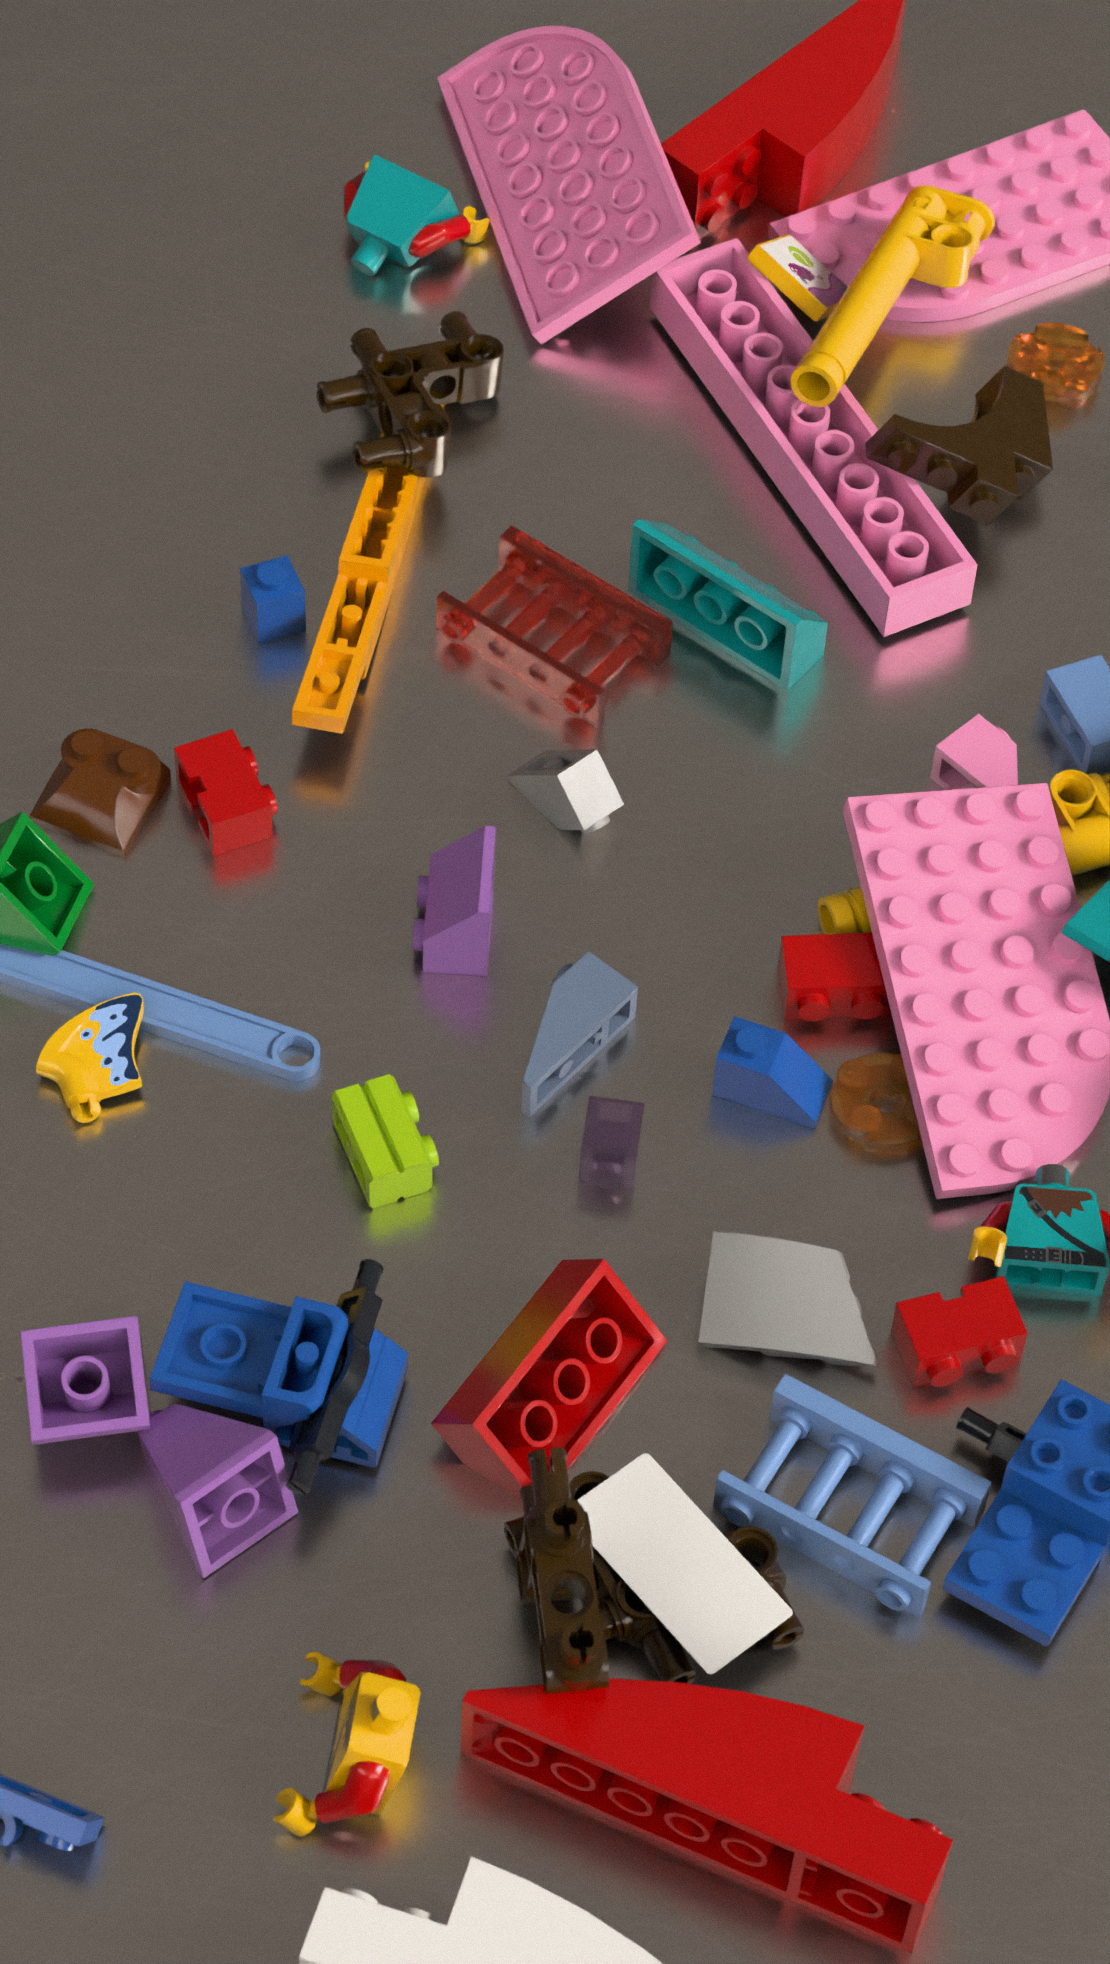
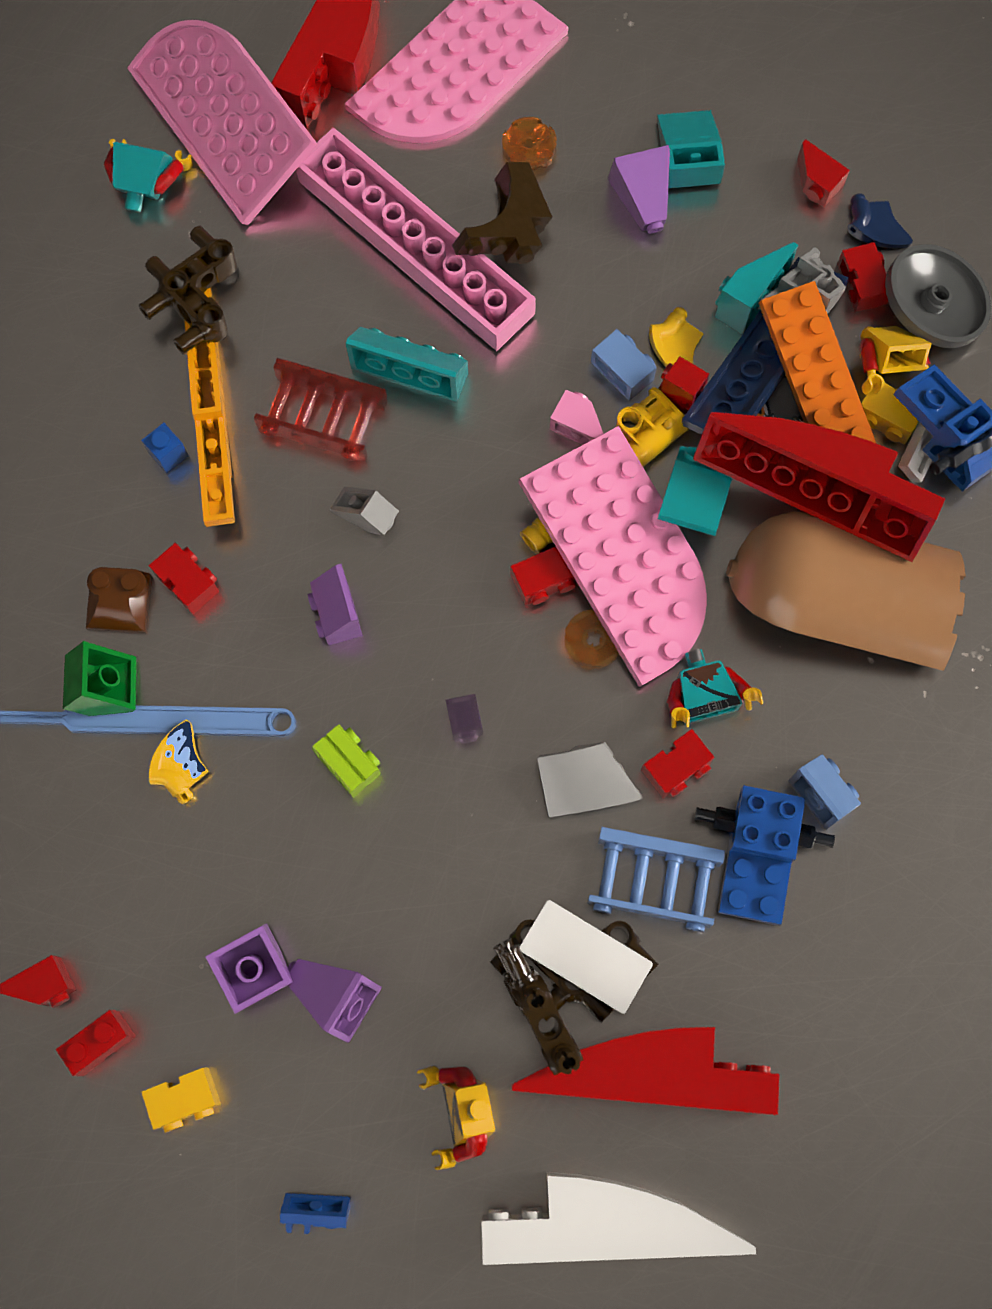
camera: 15 degrees left, 20 degrees up
(306, 1369) = (349, 920): blue piece -> none
(551, 1374) = (482, 868): red slope -> none
(582, 1015) = (421, 647): sand blue slope -> none
(770, 1074) = (531, 646): blue slope -> none
(798, 275) = (376, 138): tile -> none
(922, 243) = (435, 95): yellow piece -> none

